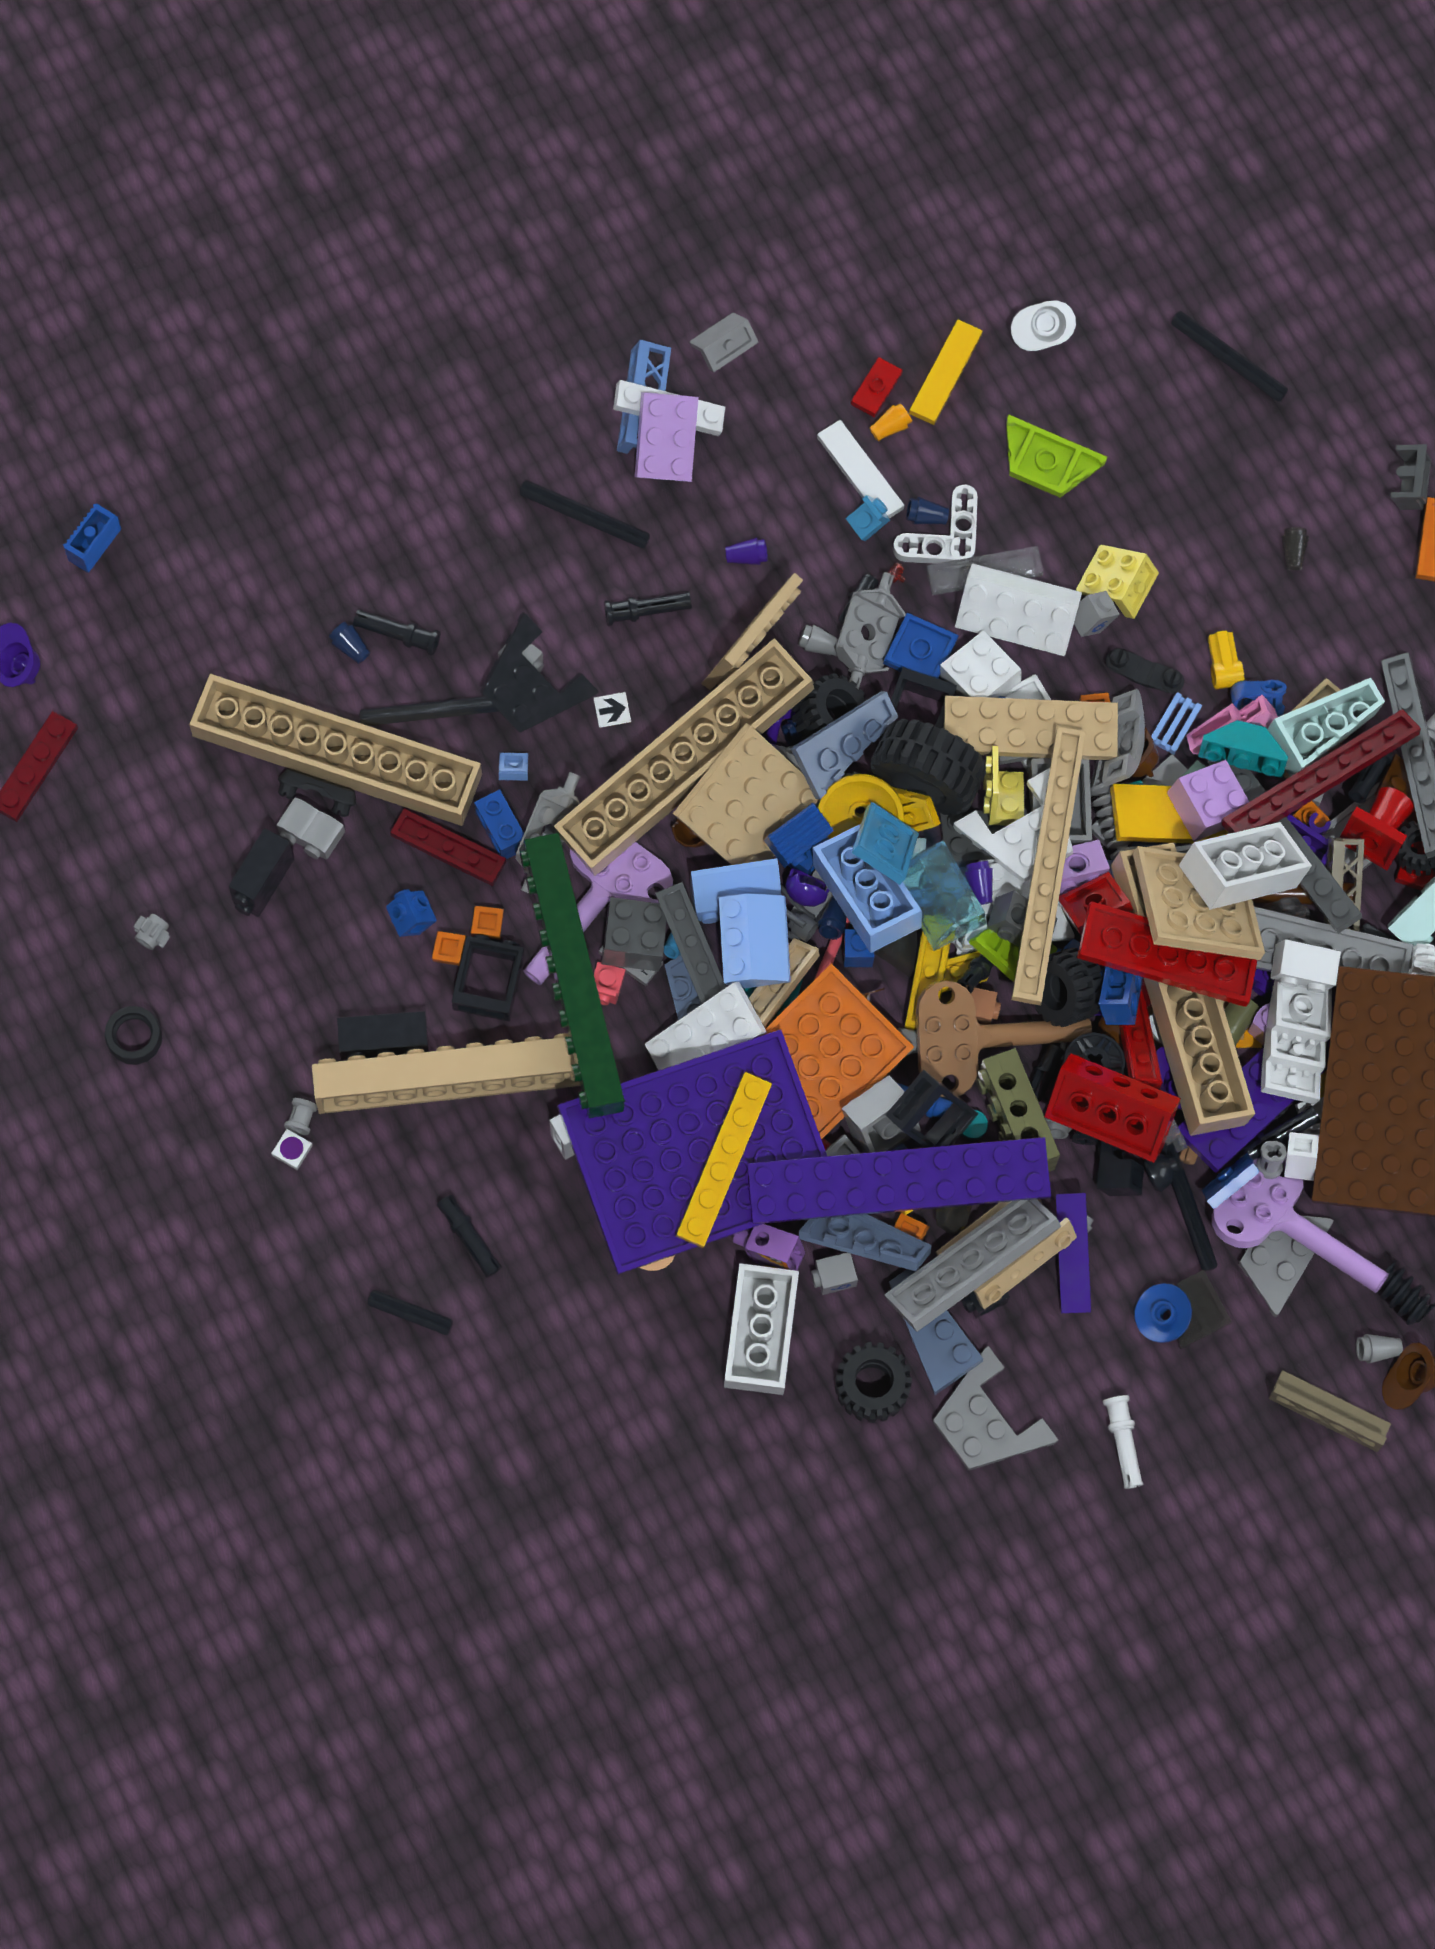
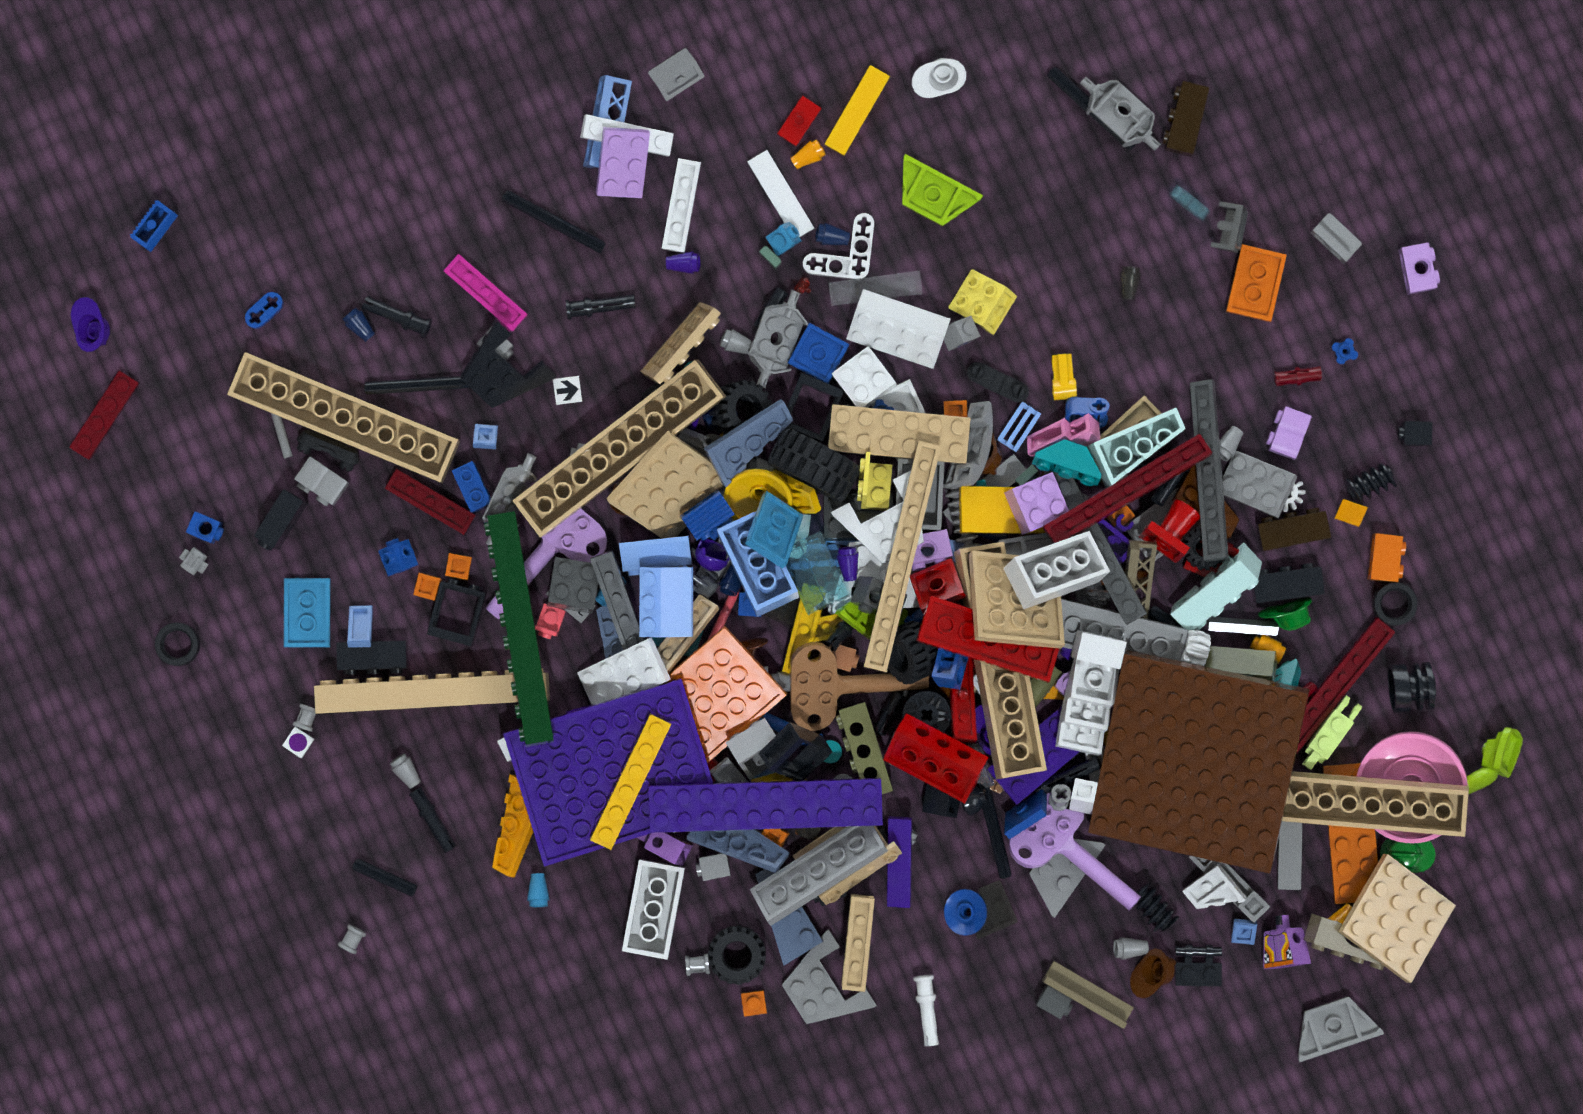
camera: 10 degrees right, 15 degrees up
(156, 883) = (198, 520): none -> blue brick
(235, 638) = (268, 314): none -> blue beam
(258, 780) = (282, 436): none -> light grey bar
(297, 990) = (307, 612): none -> dark azure tile
(366, 998) = (360, 626): none -> medium blue tile
(370, 1391) = (351, 939): none -> light grey bush
(431, 1176) = (405, 770): none -> light grey cone
(502, 595) = (485, 292): none -> dark pink plate
(577, 1241) = (515, 832): none -> light orange wing
(609, 1320) = (538, 892): none -> dark azure cone
(740, 487) = (681, 205): none -> white plate
(822, 1399) = (697, 964): none -> light grey bush
(853, 540) = (770, 257): none -> sand green tile
(898, 1447) = (753, 1003): none -> orange plate
(1029, 1352) = (857, 942): none -> tan fence
(1282, 368) = (1104, 104): none -> light grey plate
(1288, 1421) = (1054, 1002): none -> dark grey brick
(1344, 360) = (1185, 118): none -> dark brown brick
(1358, 454) = (1189, 203): none -> clear light blue beam

